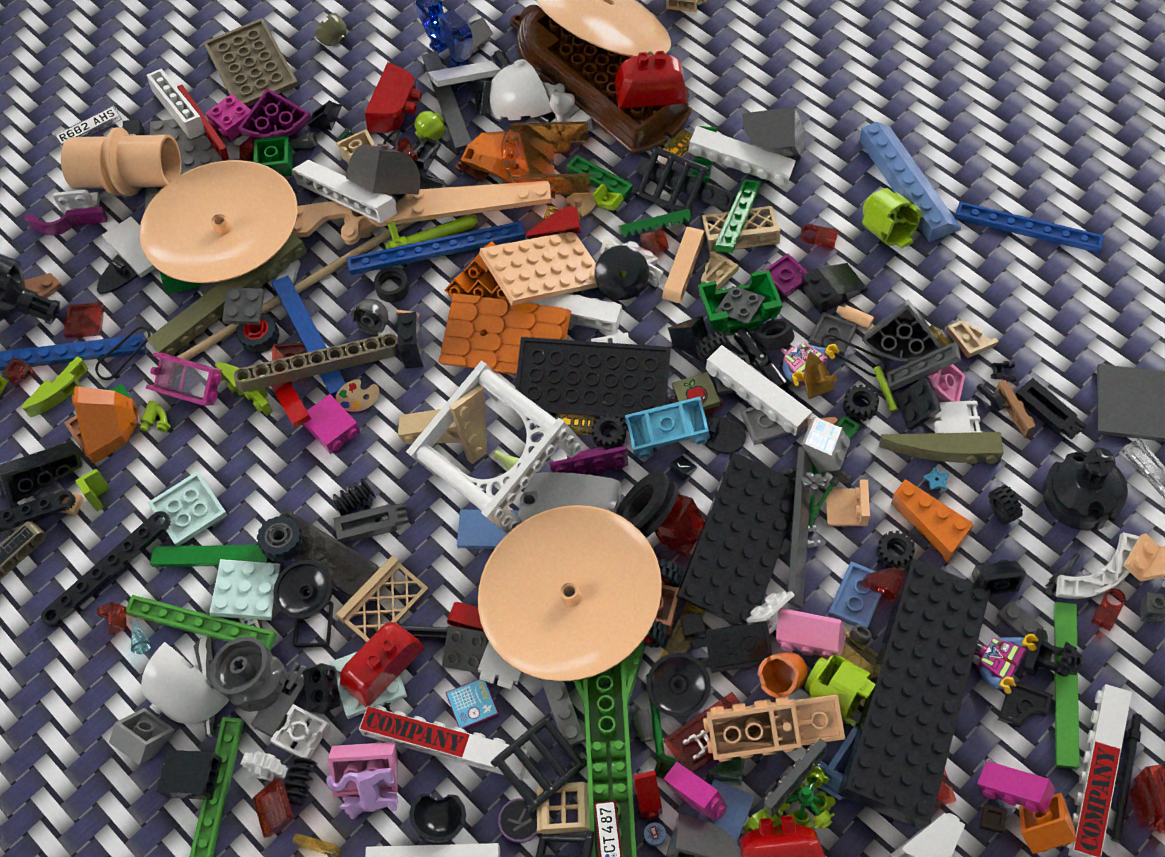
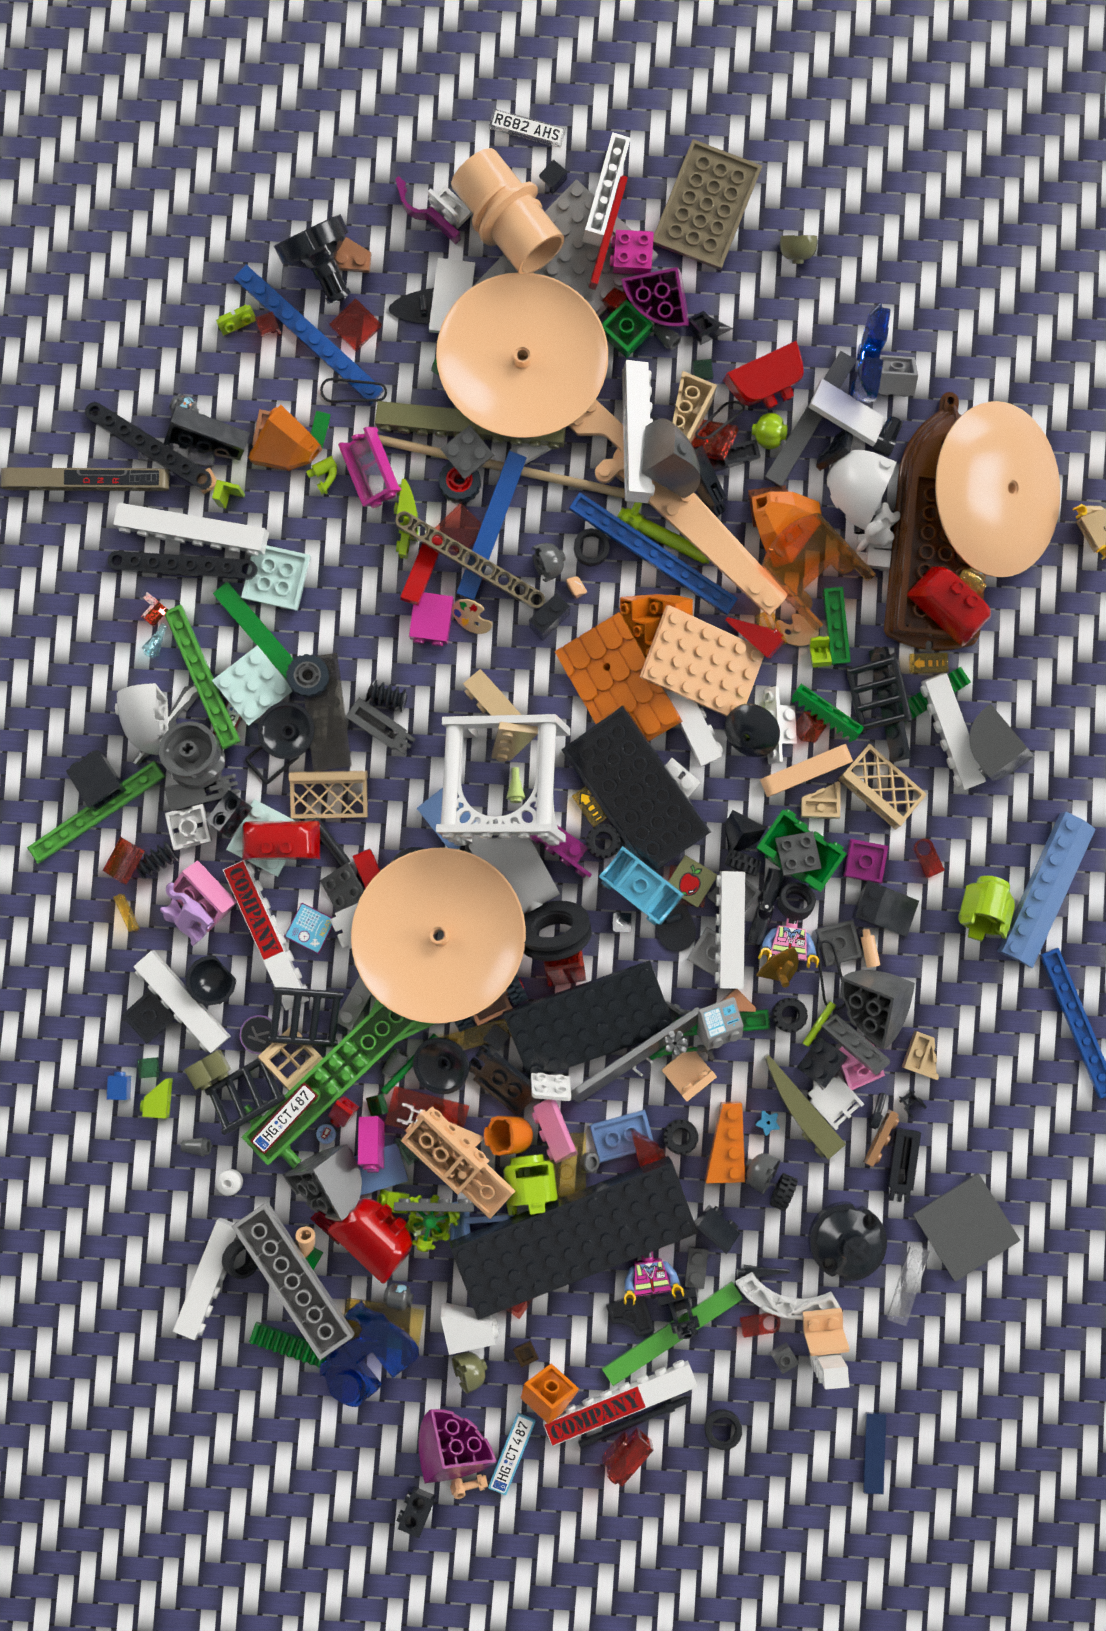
camera: 45 degrees right, 25 degrees up
(52, 394) = (273, 370): lime slope -> none
(87, 538) = (191, 528): none -> white brick
(140, 735) = (93, 717): light grey slope -> none
(264, 766) = (143, 829): white gear -> none
(737, 216) = (888, 778): green tile -> none
(940, 336) = (899, 1039): clear yellow piece -> none
(974, 507) = (761, 1171): none -> dark grey cylinder
(1016, 787) = (556, 1356): dark pink brick -> none

